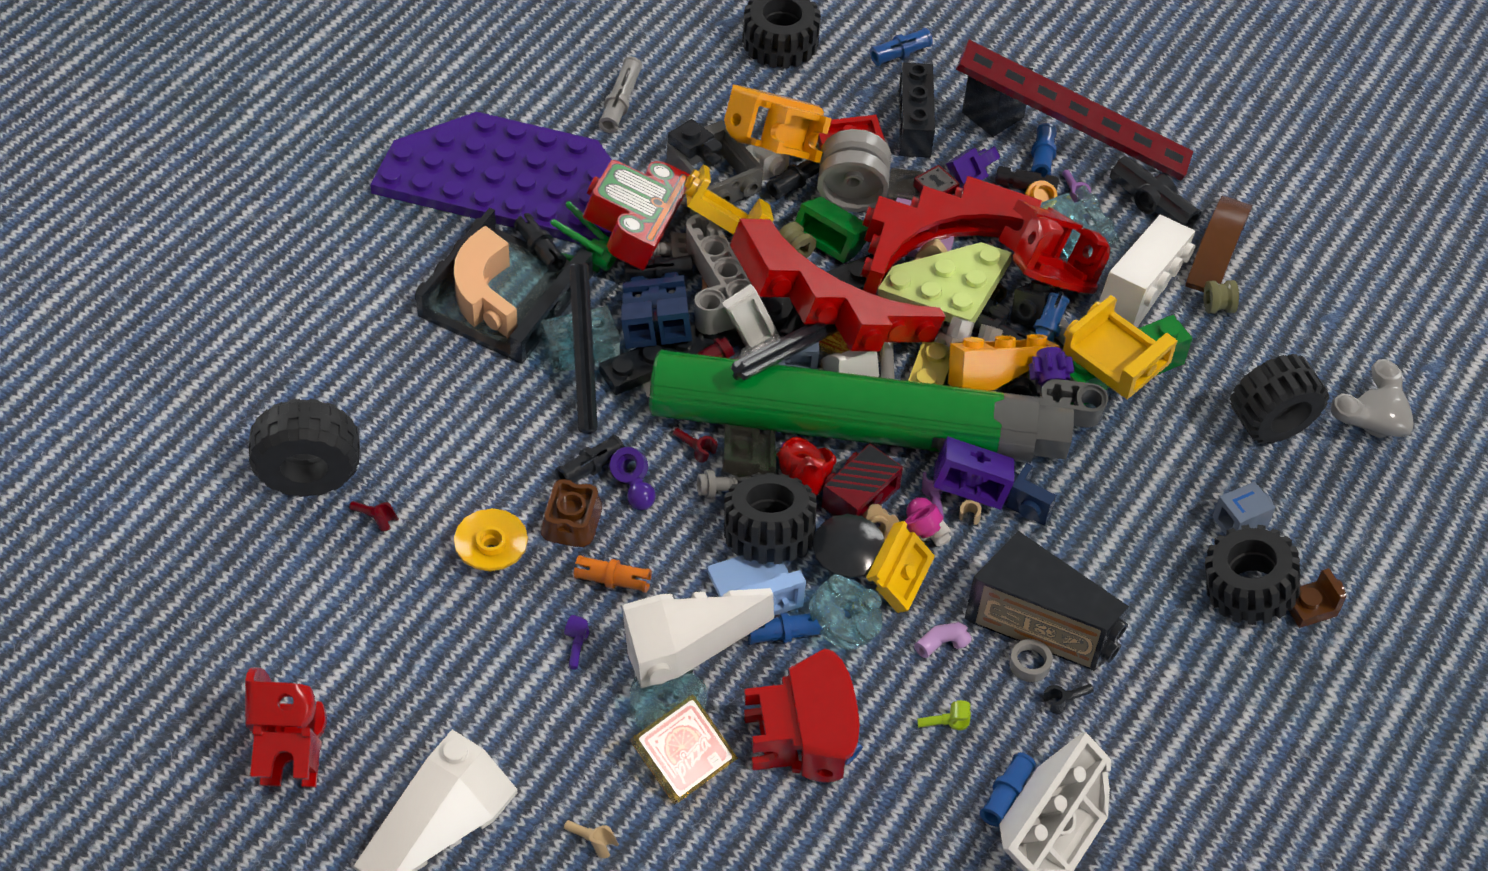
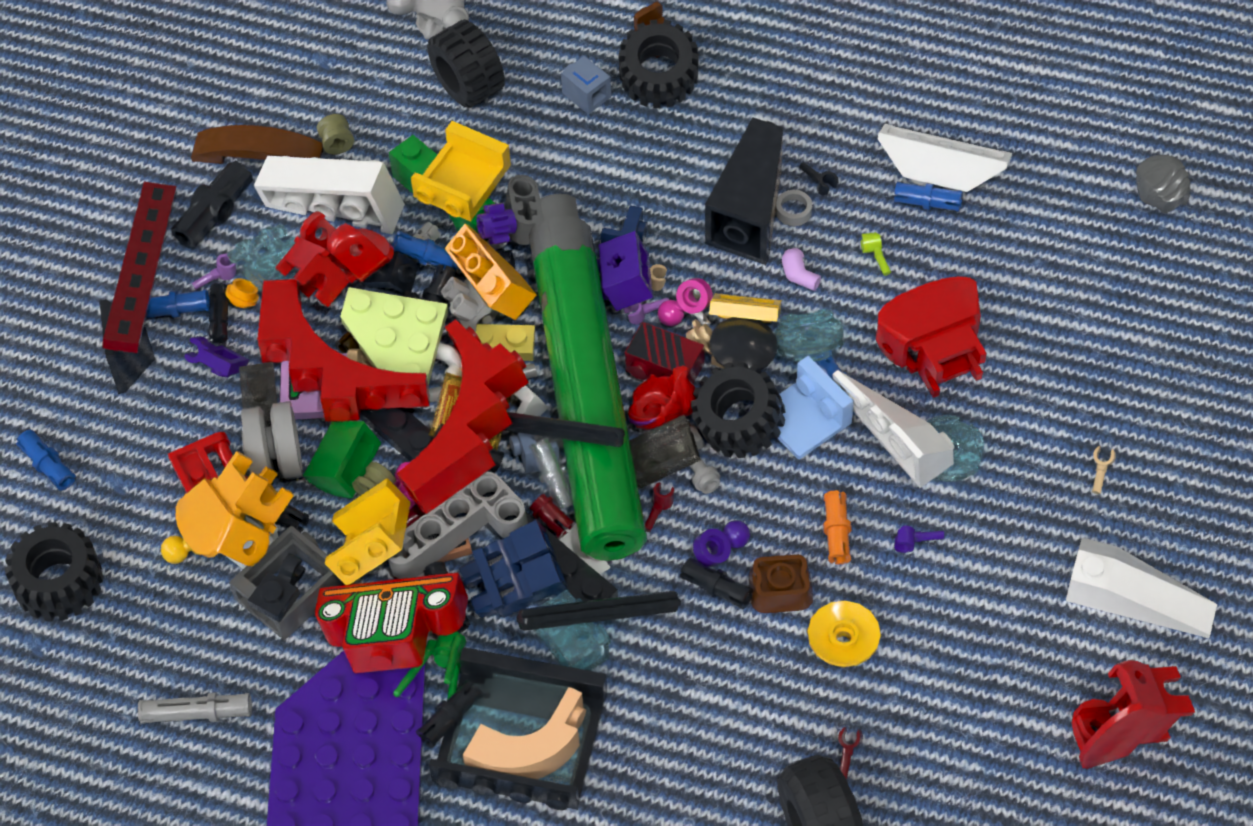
camera: 100 degrees left, 5 degrees up
(683, 749) = (997, 418): tile -> none
(749, 316) = (510, 478): white tile -> none
(916, 110) = (149, 419): black brick -> none
(937, 179) = (263, 374): tile -> none

